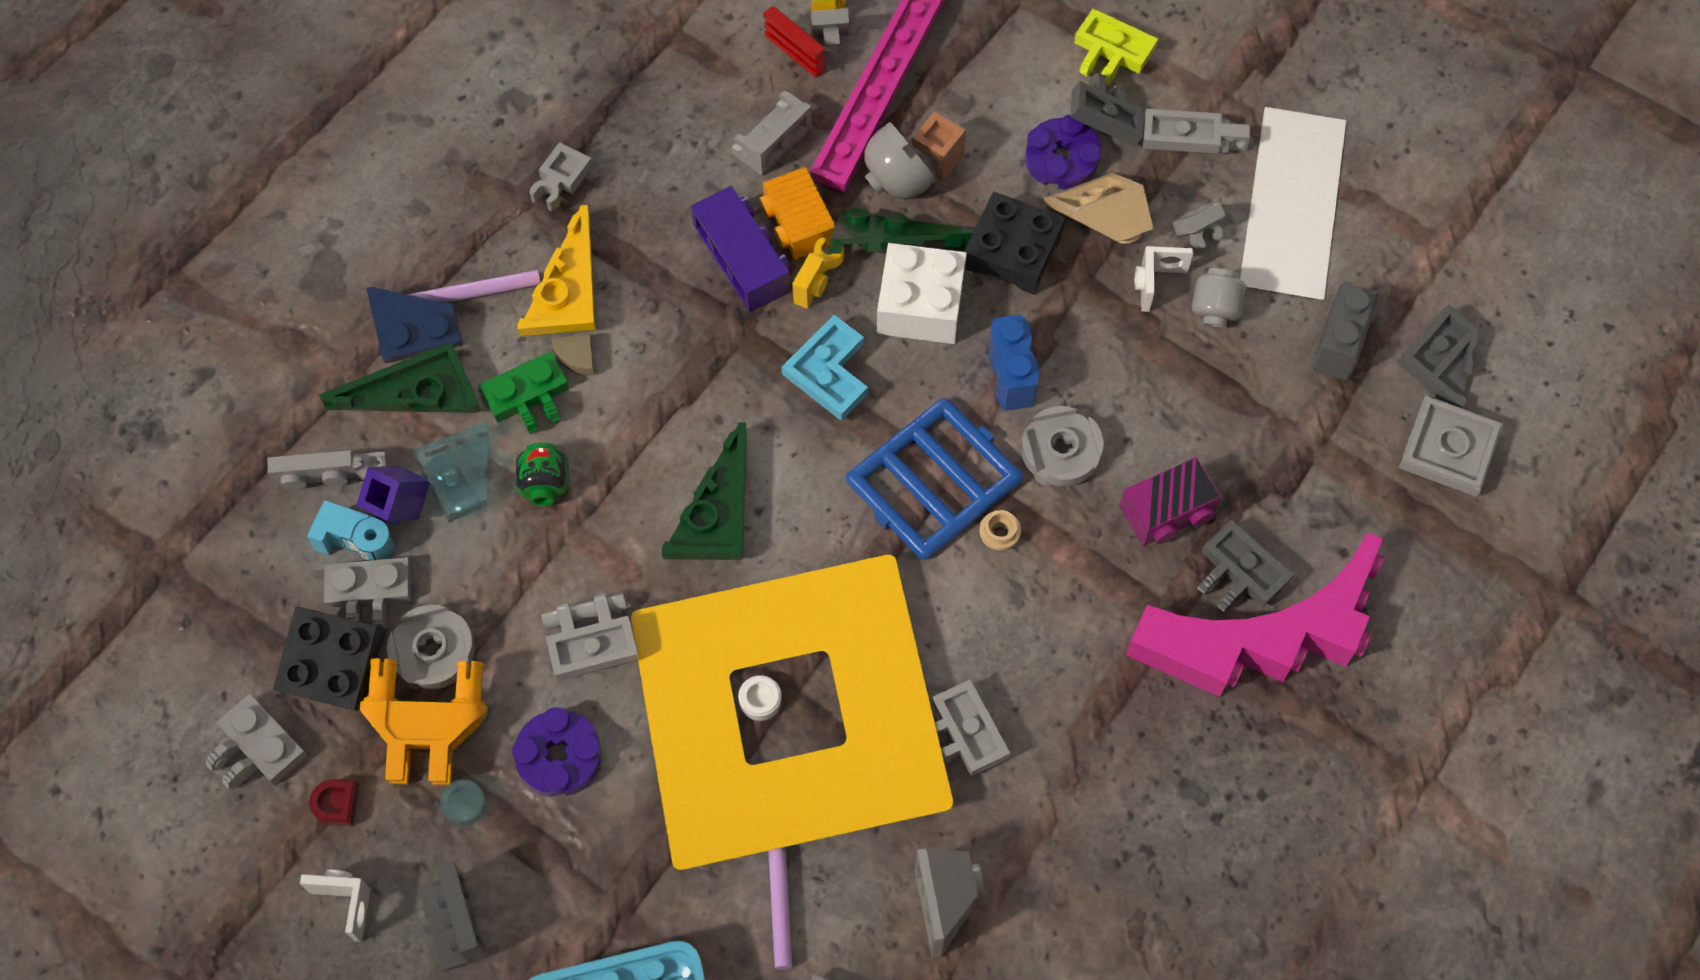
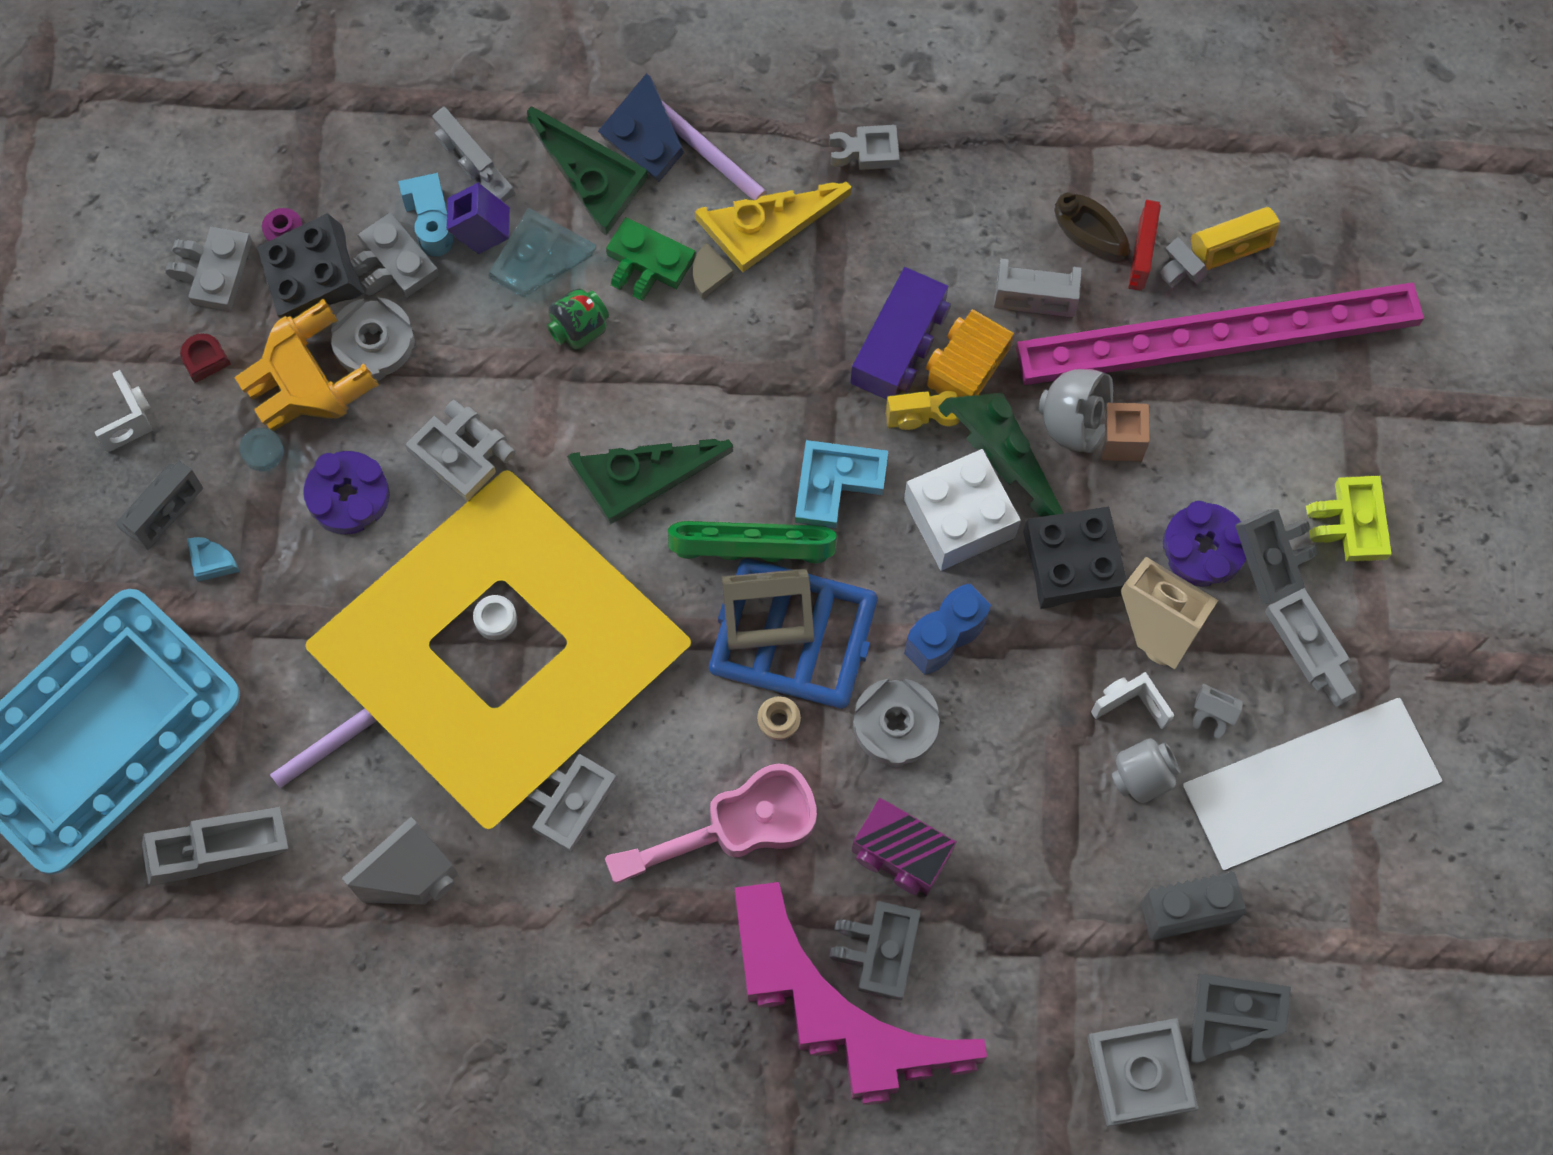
camera: 55 degrees right, 5 degrees up
(265, 673) = (279, 216): none -> magenta plate
(534, 906) = (210, 559): none -> medium azure tile
(750, 67) = (1091, 227): none -> dark brown arm
(836, 459) = (757, 540): none -> green plate
(887, 469) = (768, 585): none -> dark tan tile
(1073, 585) = (765, 812): none -> bright pink piece

